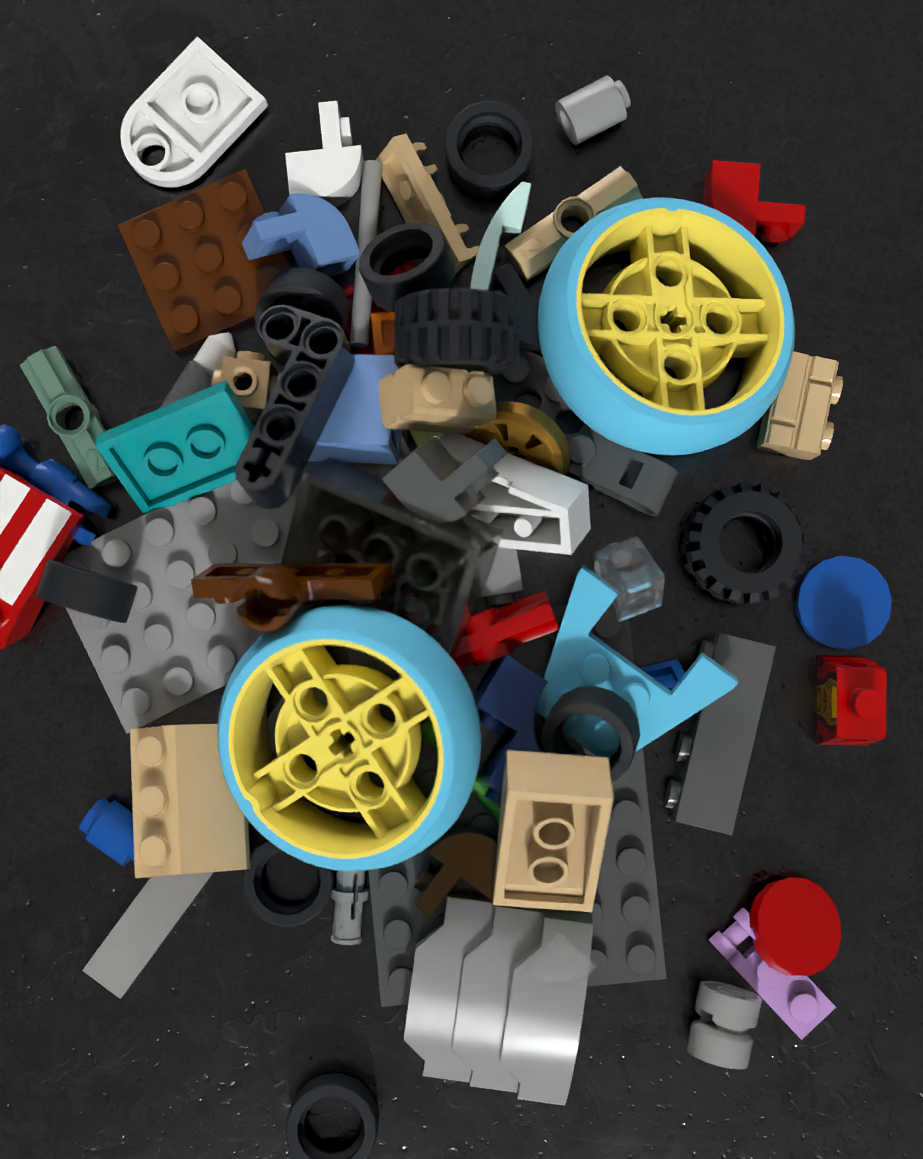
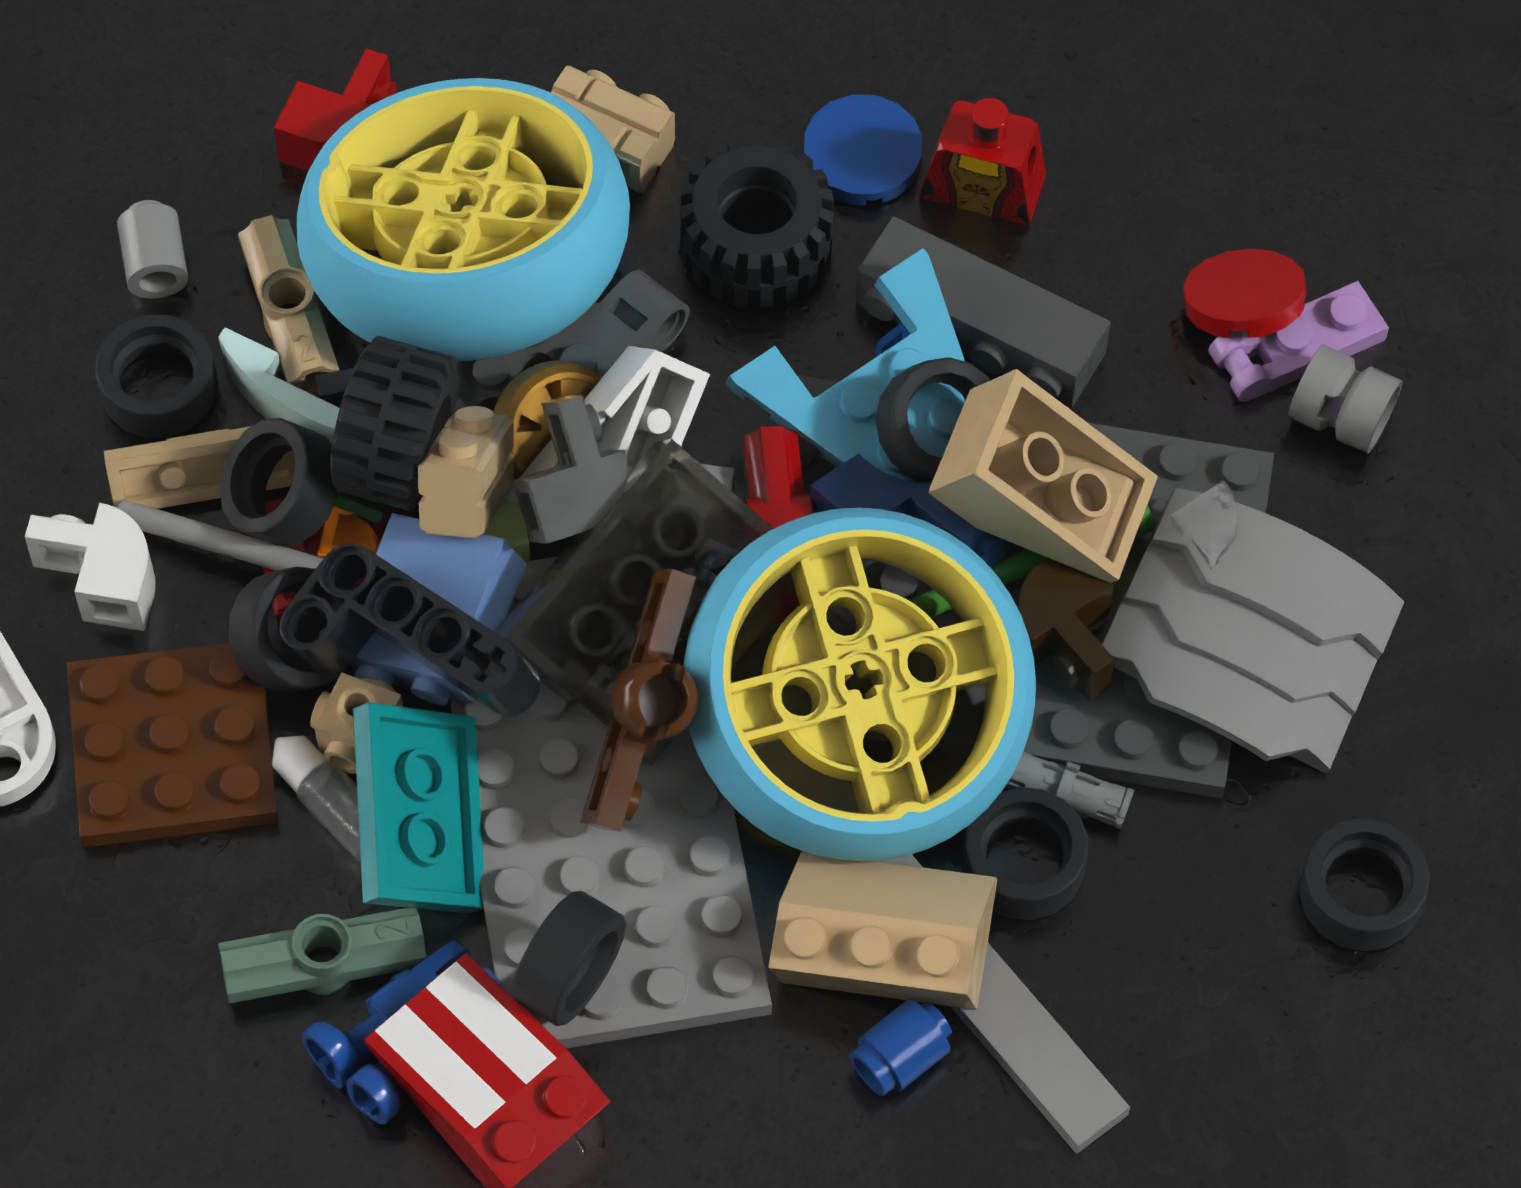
camera: 75 degrees left, 25 degrees down
(308, 228) = (188, 597): medium blue brick -> none
(633, 574) = (749, 338): clear brick -> none

